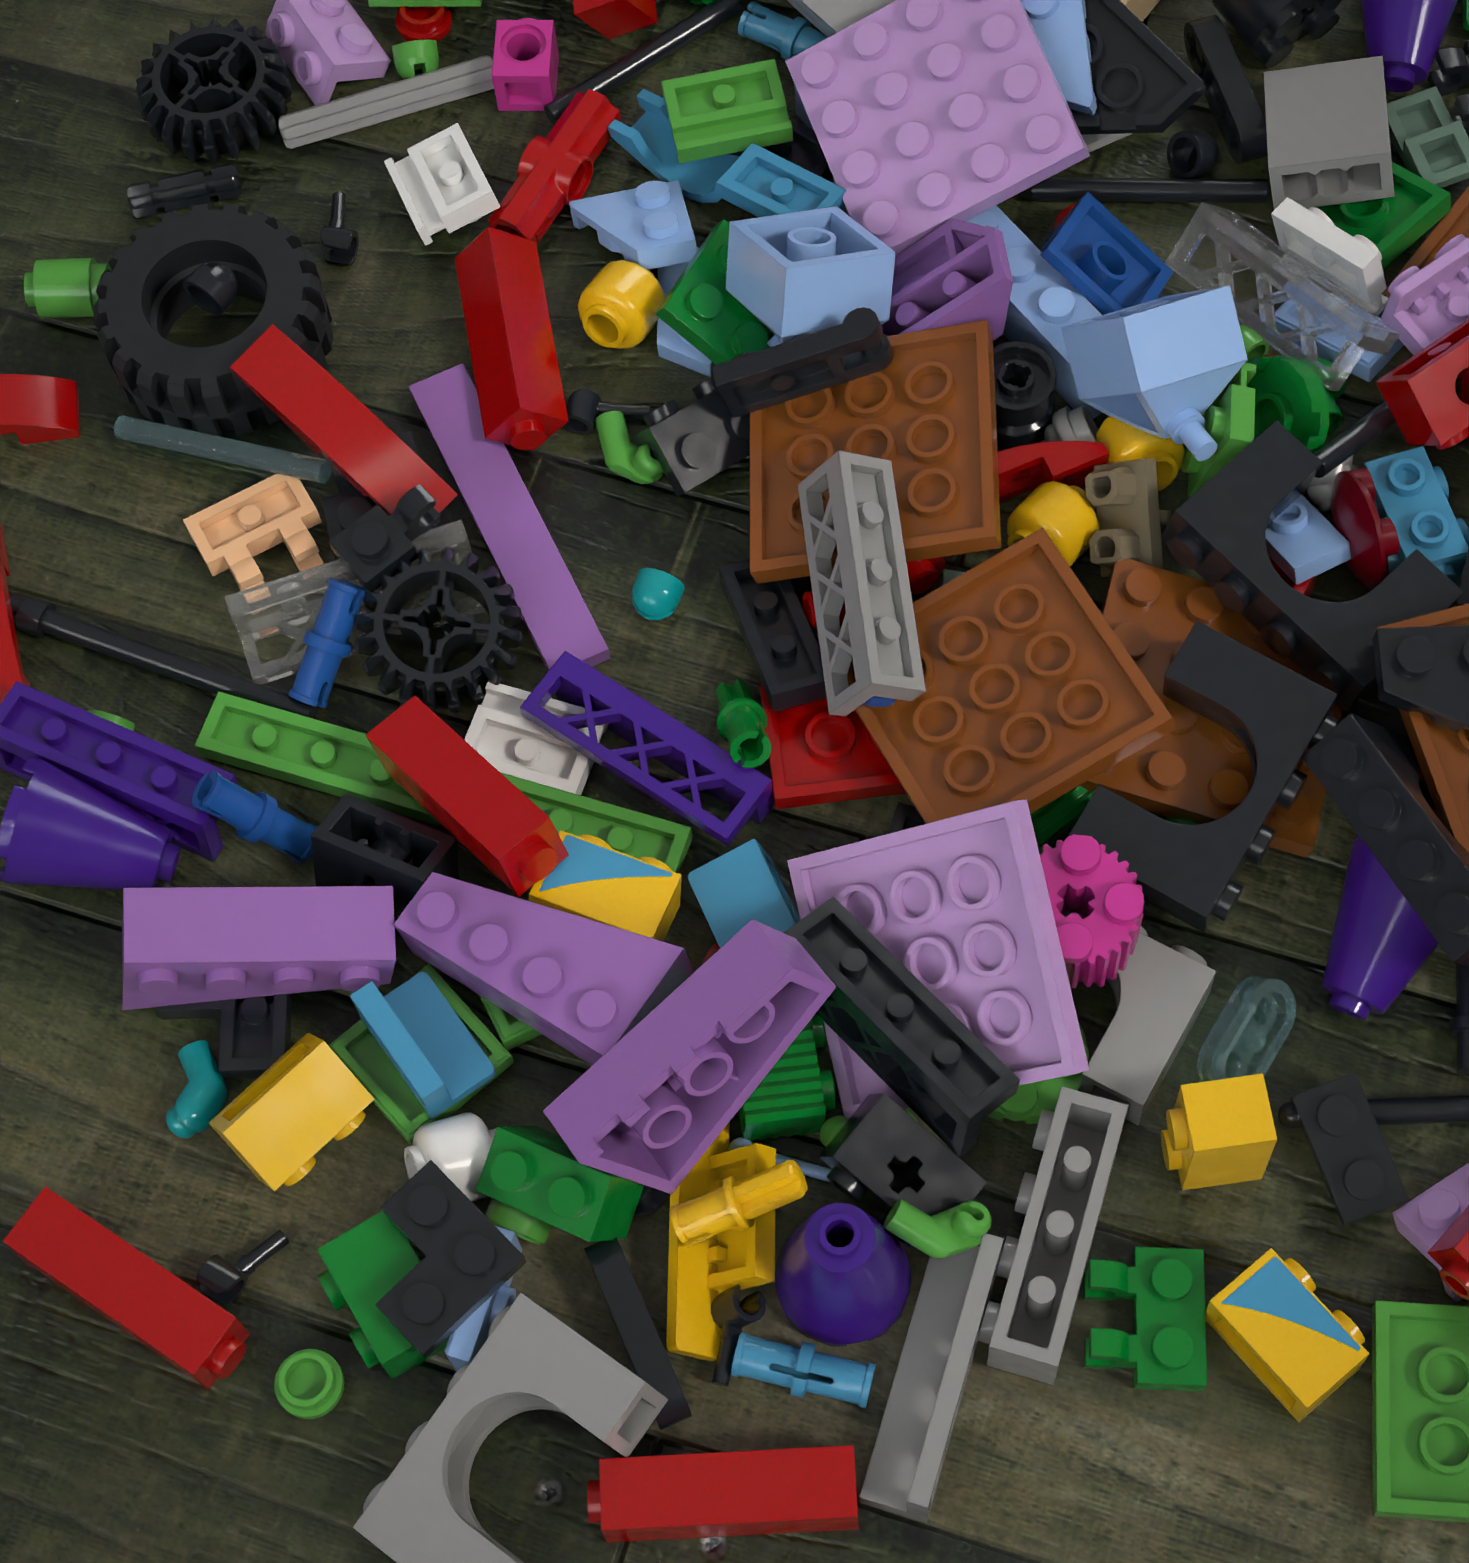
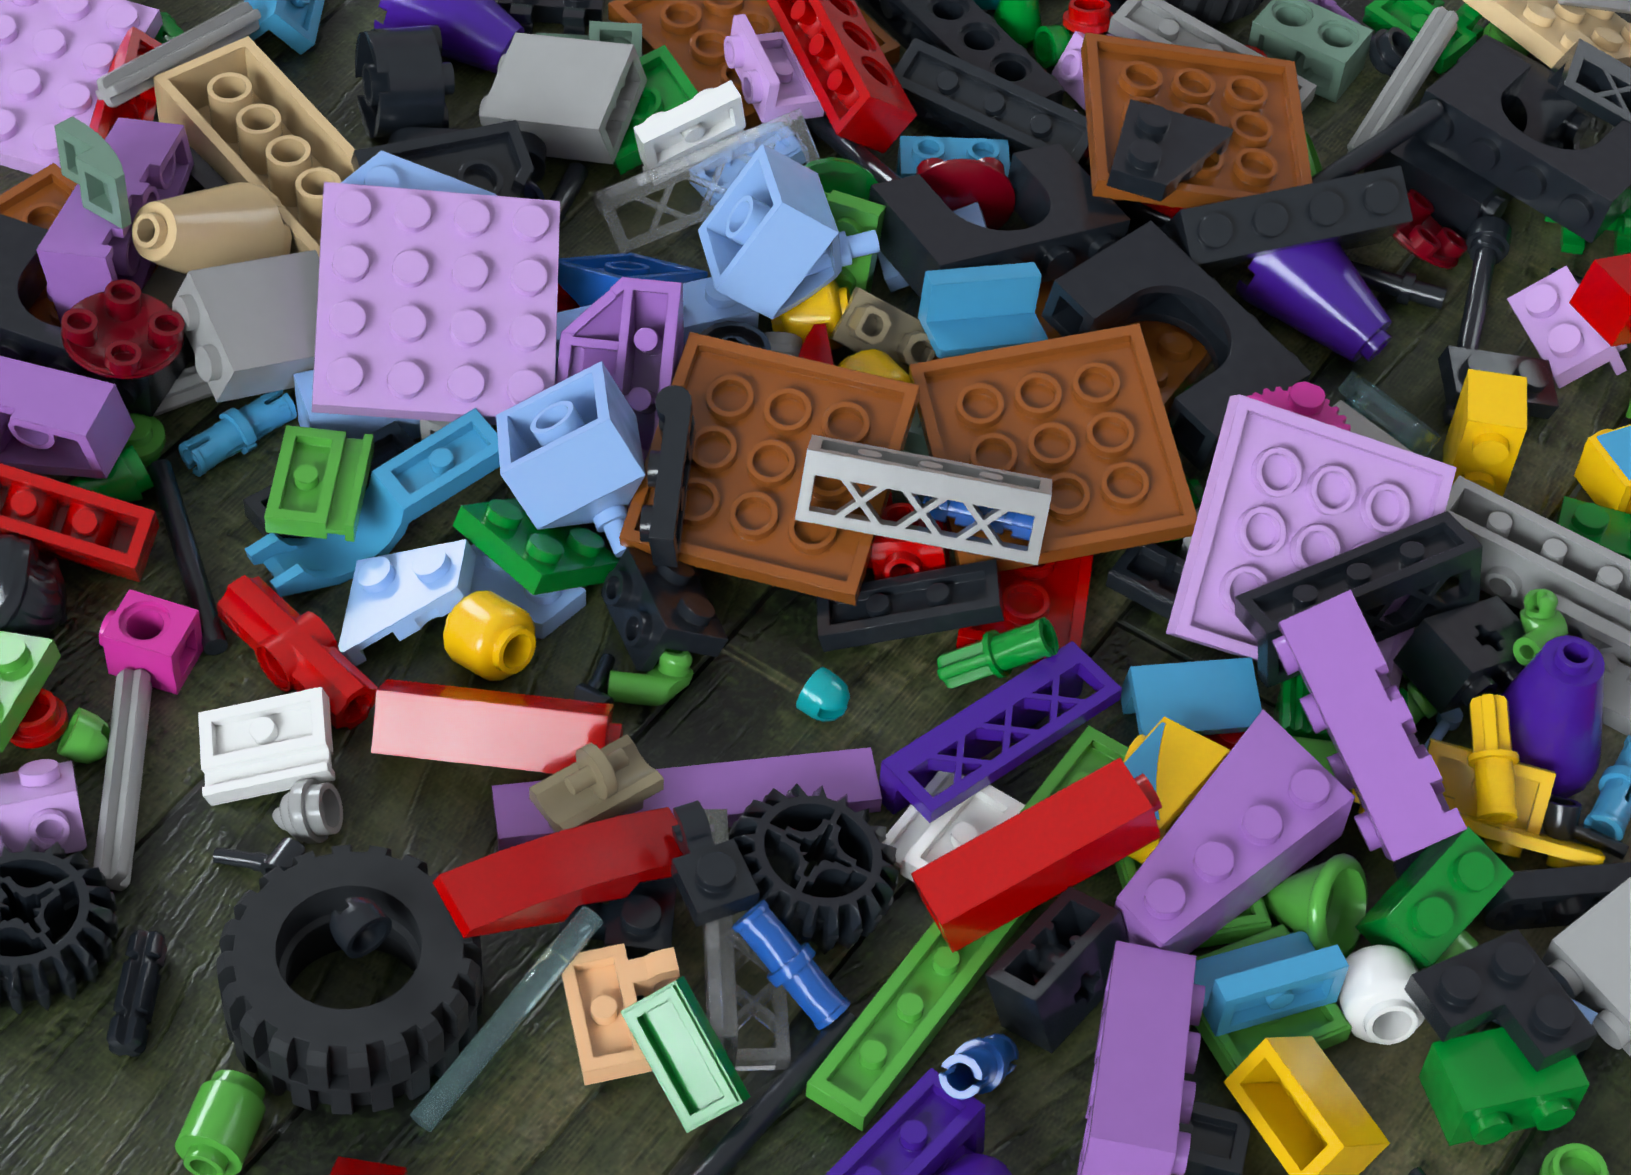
camera: 85 degrees left, 15 degrees down
(207, 584) = (685, 1054): none -> tile
(392, 242) = (310, 811): none -> light grey plate
(453, 430) = (596, 786): none -> dark tan hips
(528, 1082) = (1323, 902): none -> bright green hat
(1160, 581) = (980, 308): none -> dark azure panel

